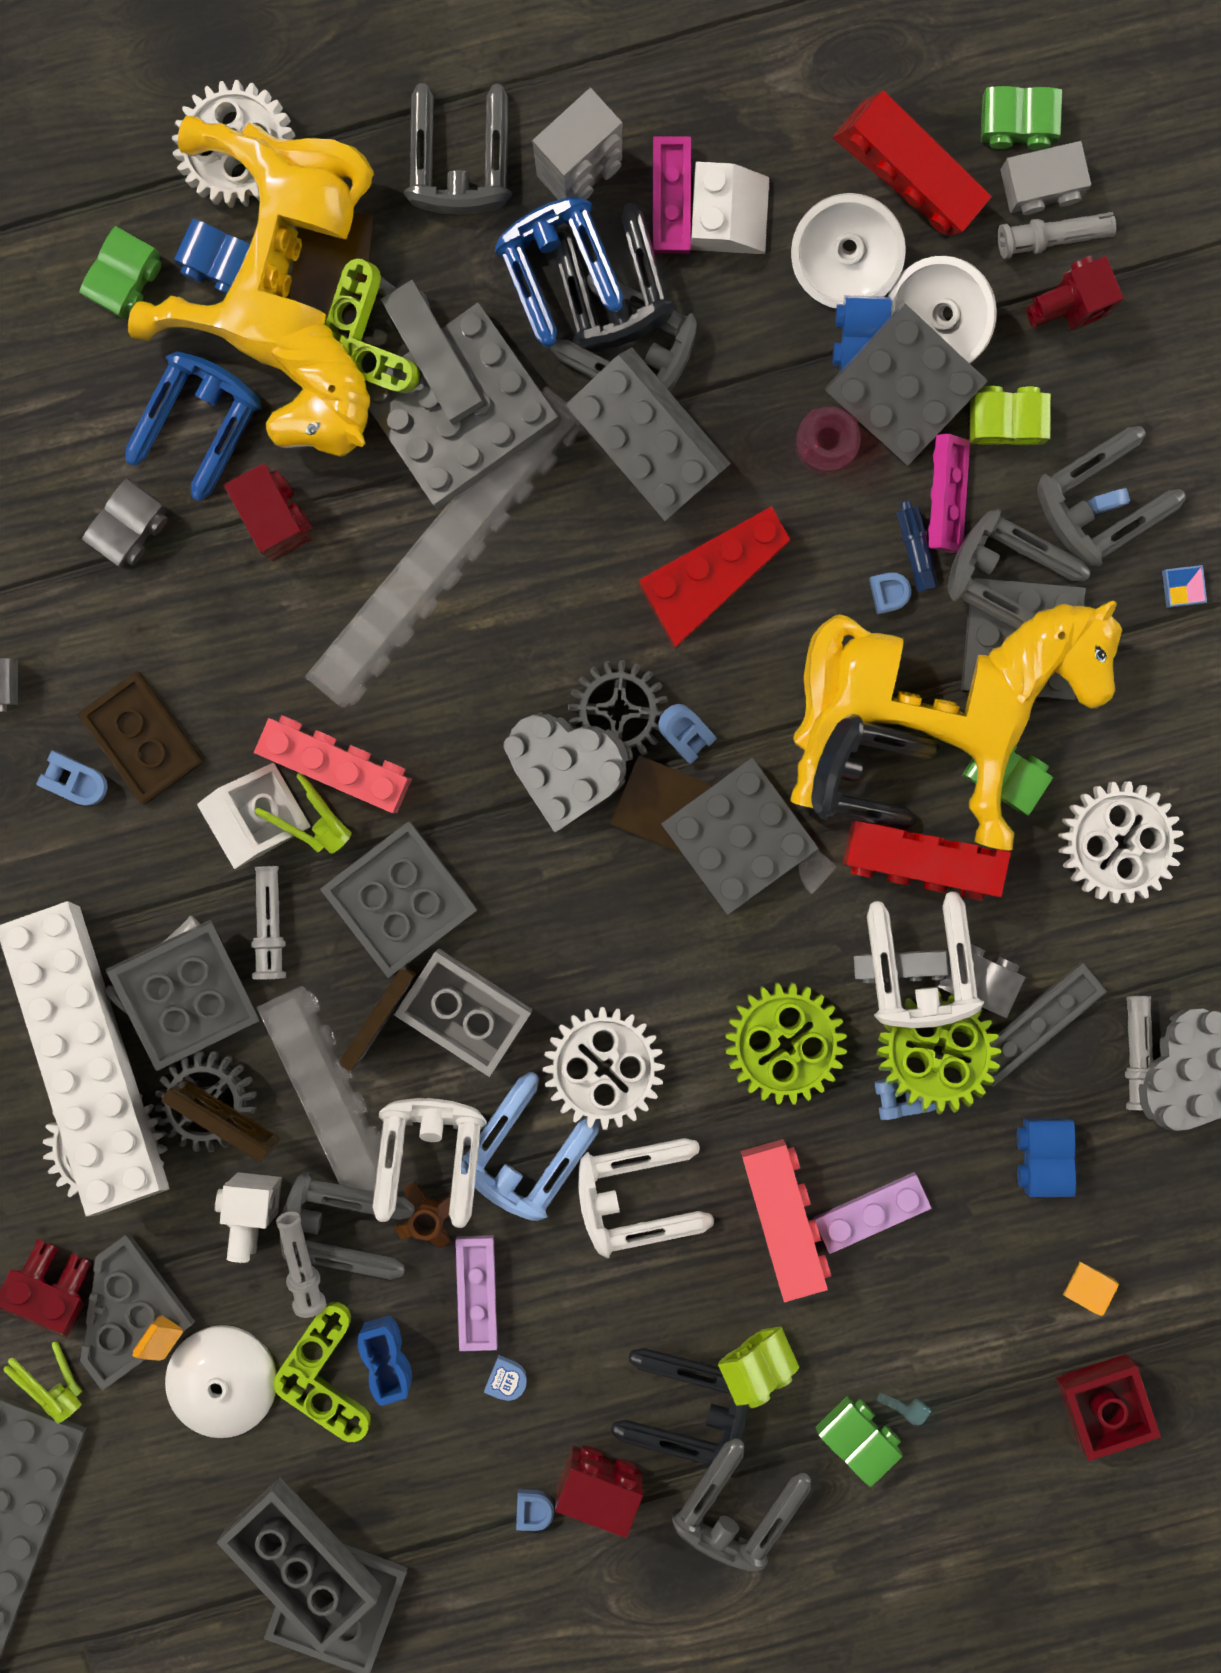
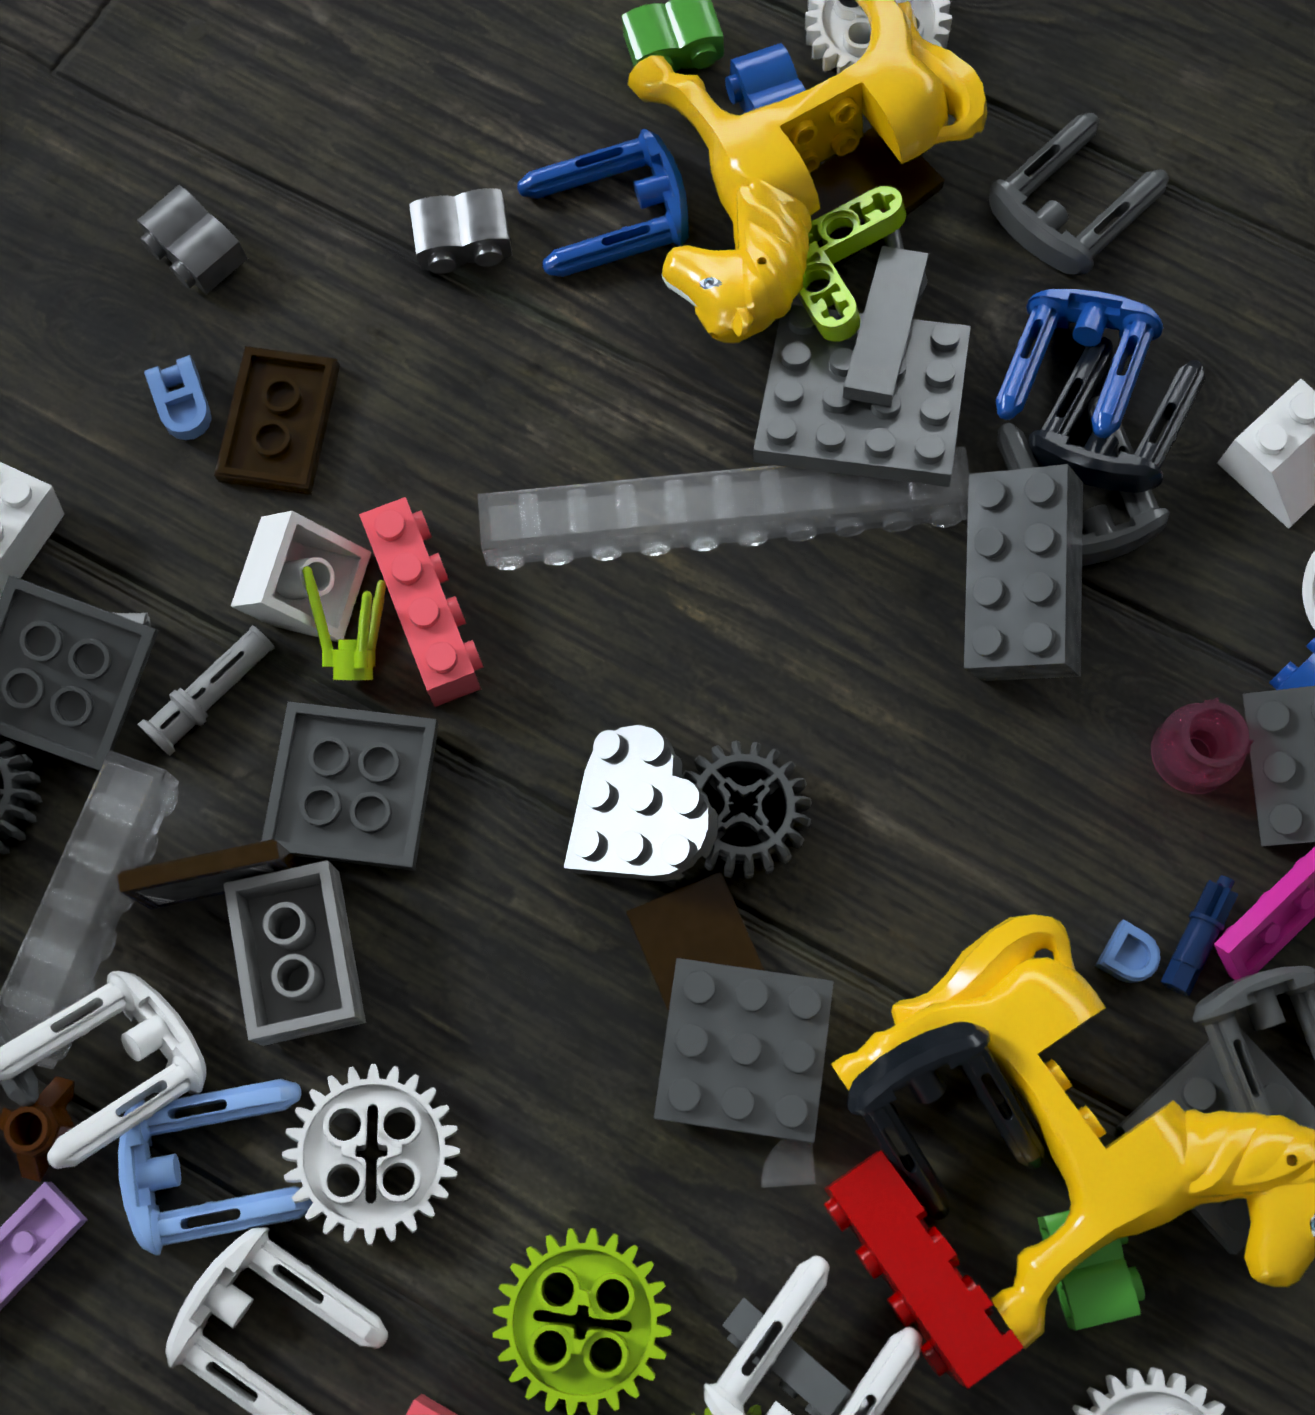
camera: 45 degrees right, 15 degrees down
(268, 513) = (596, 325): dark red brick -> none
(579, 148) = (1200, 265): light grey brick -> none
(671, 195) = (1244, 396): dark pink plate -> none
(685, 731) = (789, 878): medium blue plate -> none
(708, 576) = (963, 764): red wedge -> none

